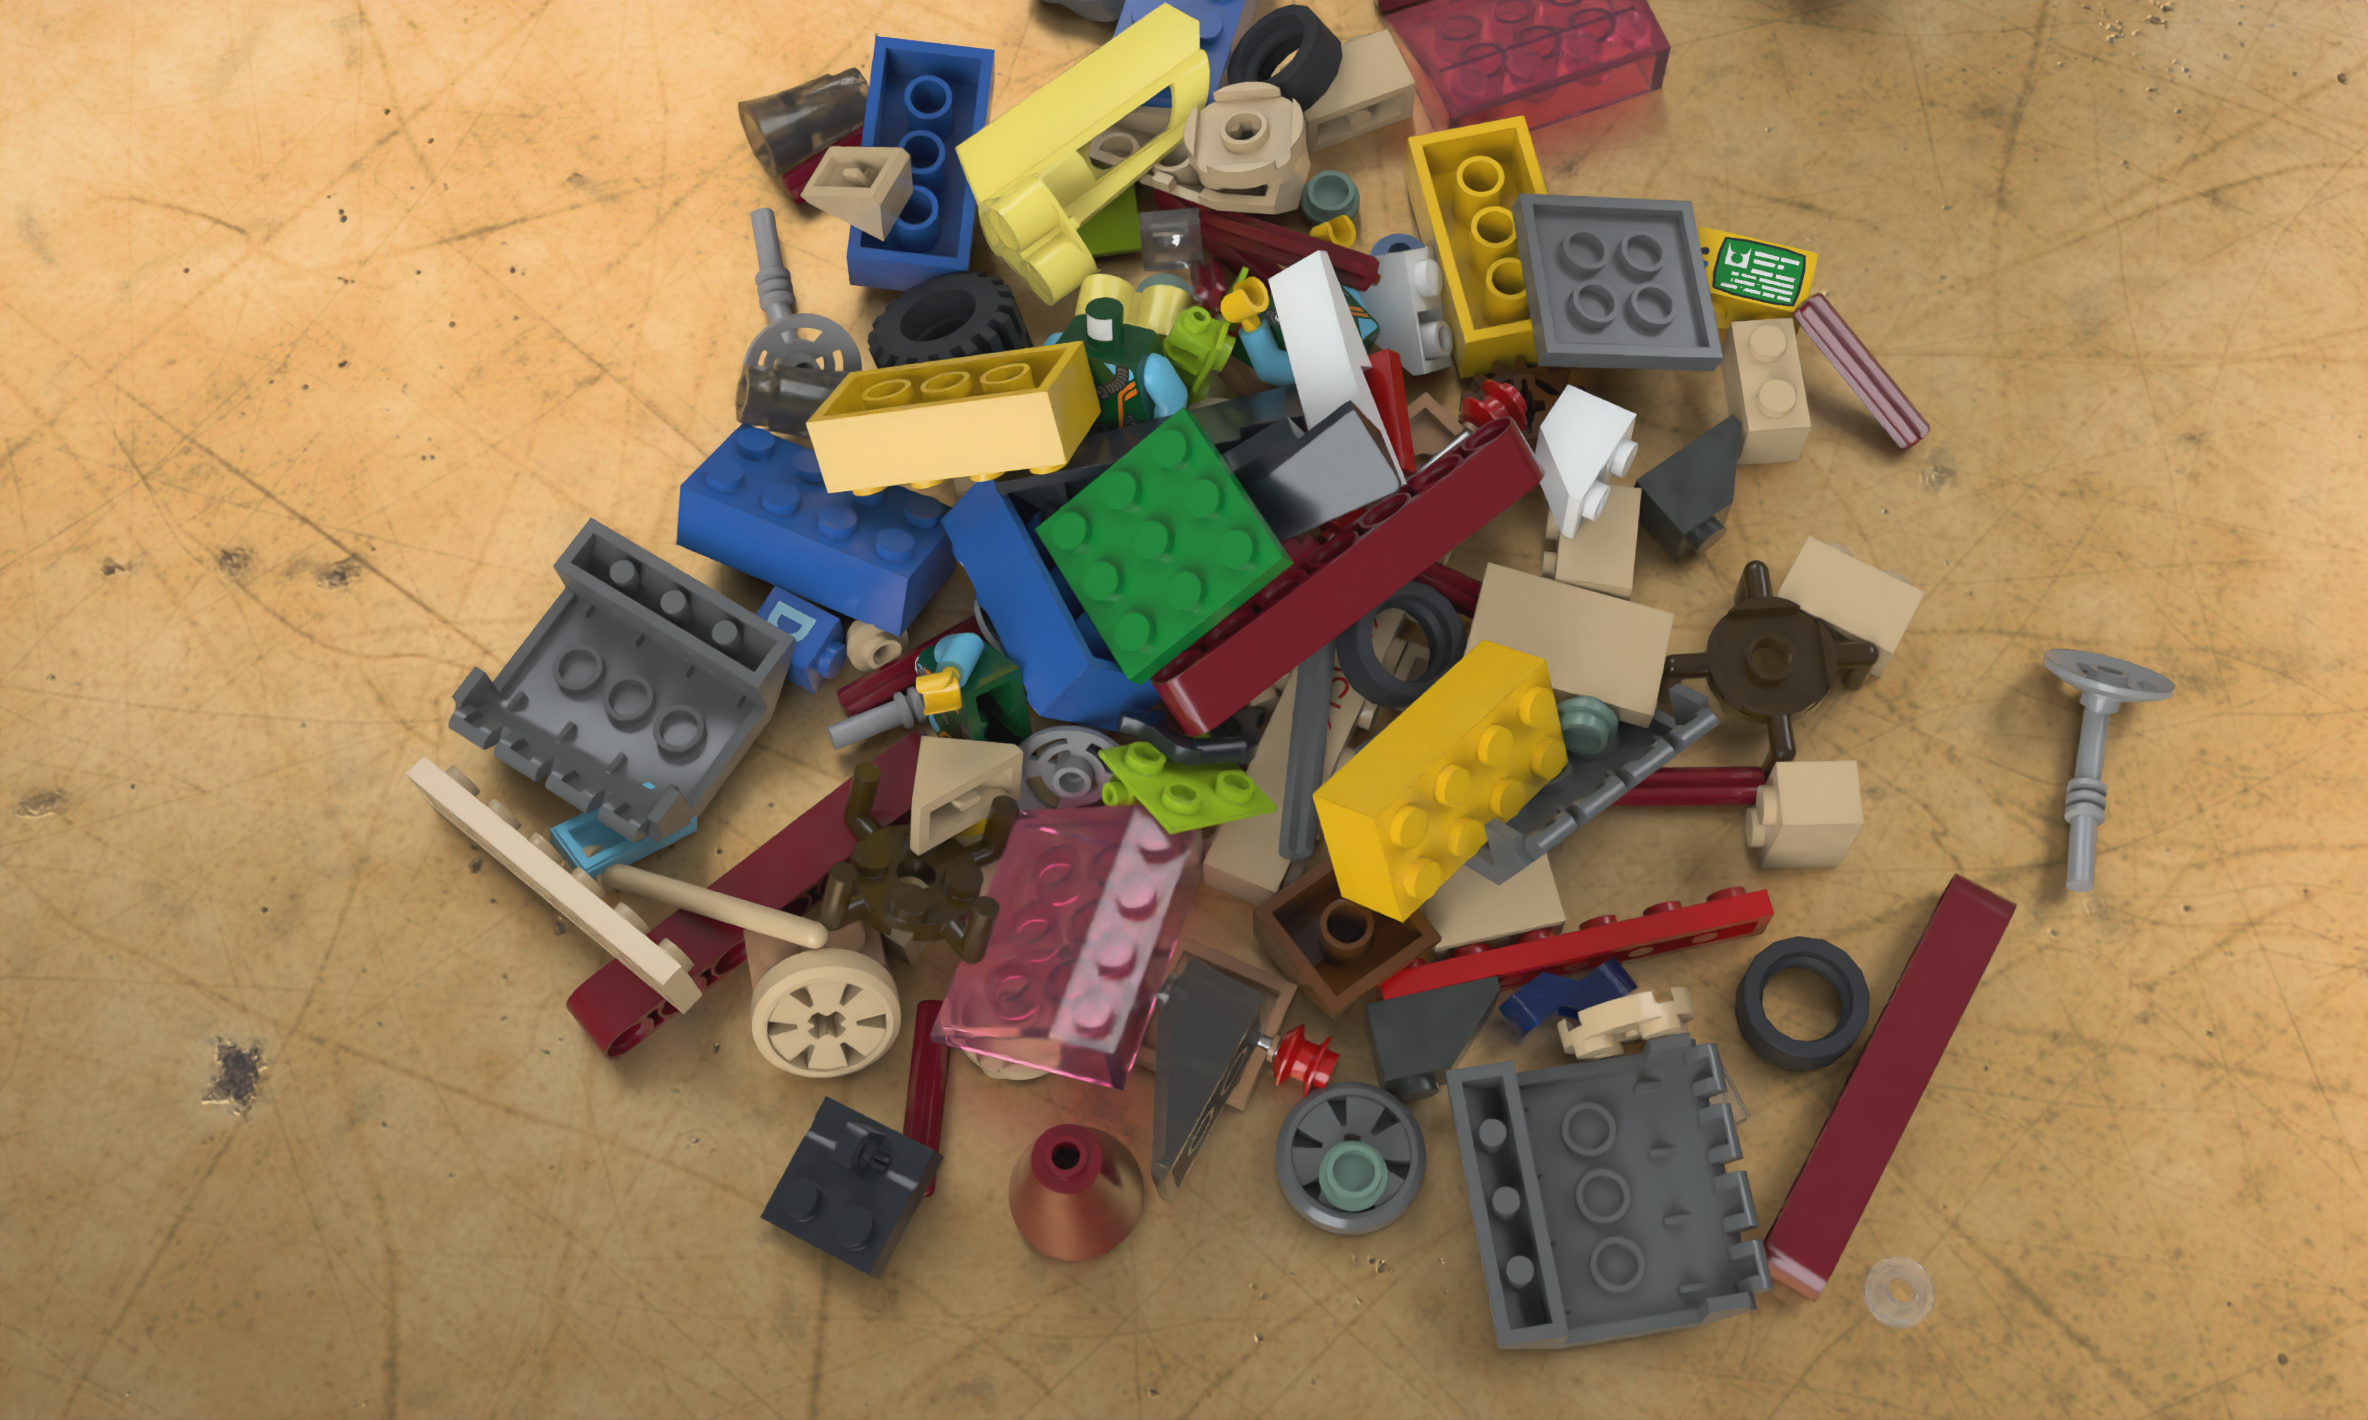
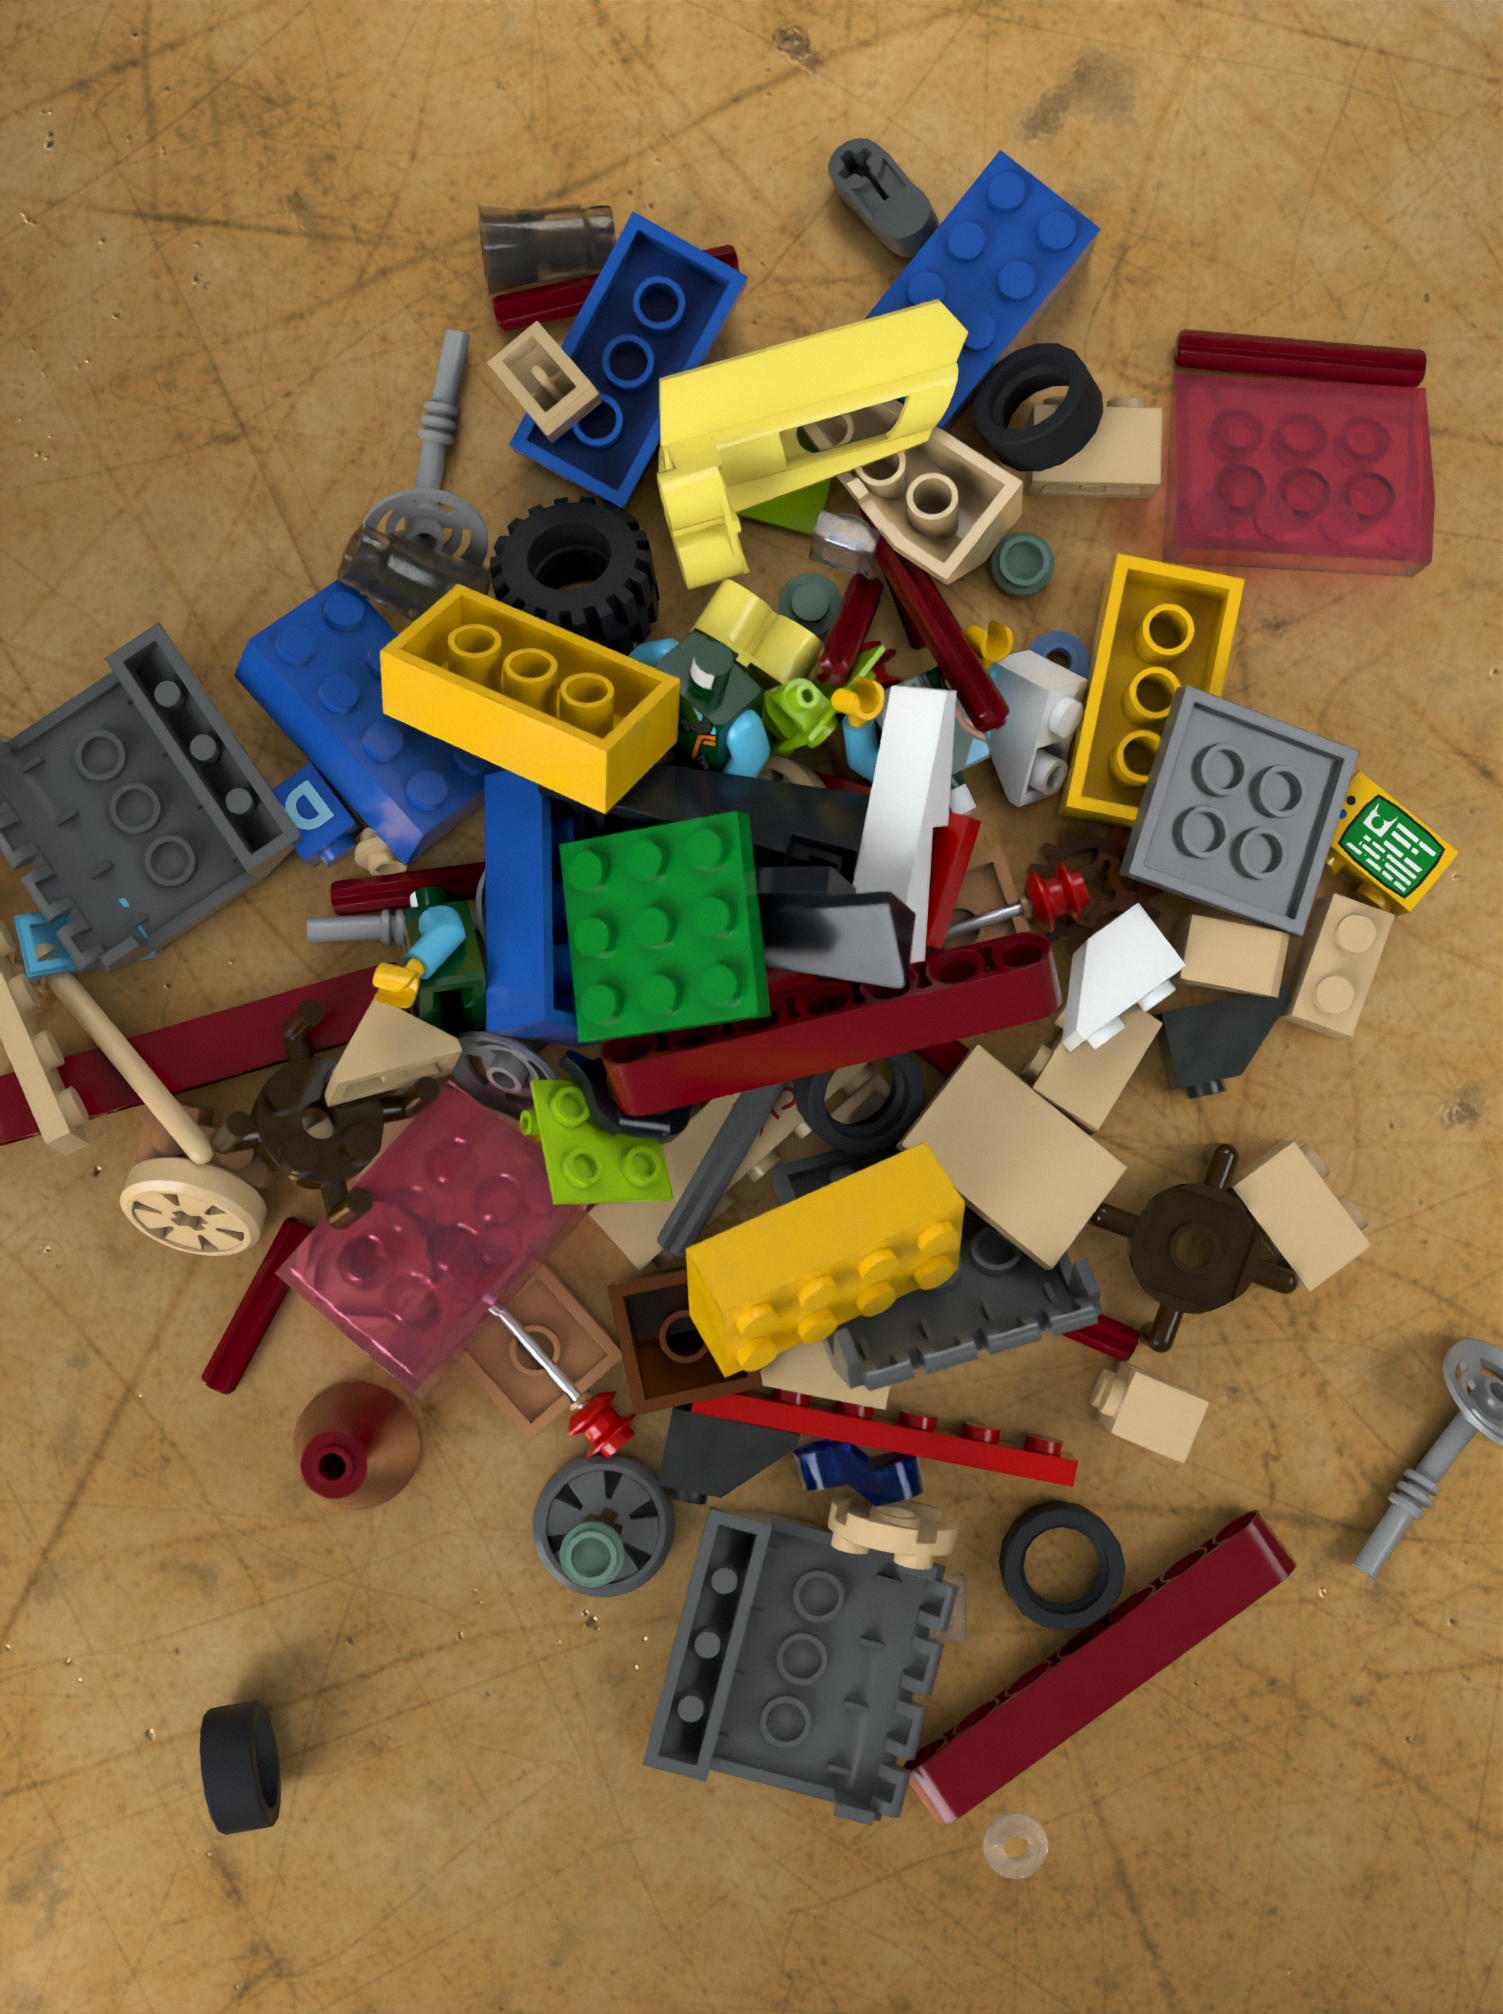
camera: 20 degrees right, 20 degrees up
(852, 1187) = (161, 1363): black hinge -> none
(1202, 1048) = (500, 1401): clear smoke slope -> none
(1252, 162) = (959, 525): tan plate -> none
(1586, 724) = (987, 1246): sand green plate -> none
(1670, 409) = (1229, 956): none -> tan slope
(1861, 371) = (1436, 989): axle -> none

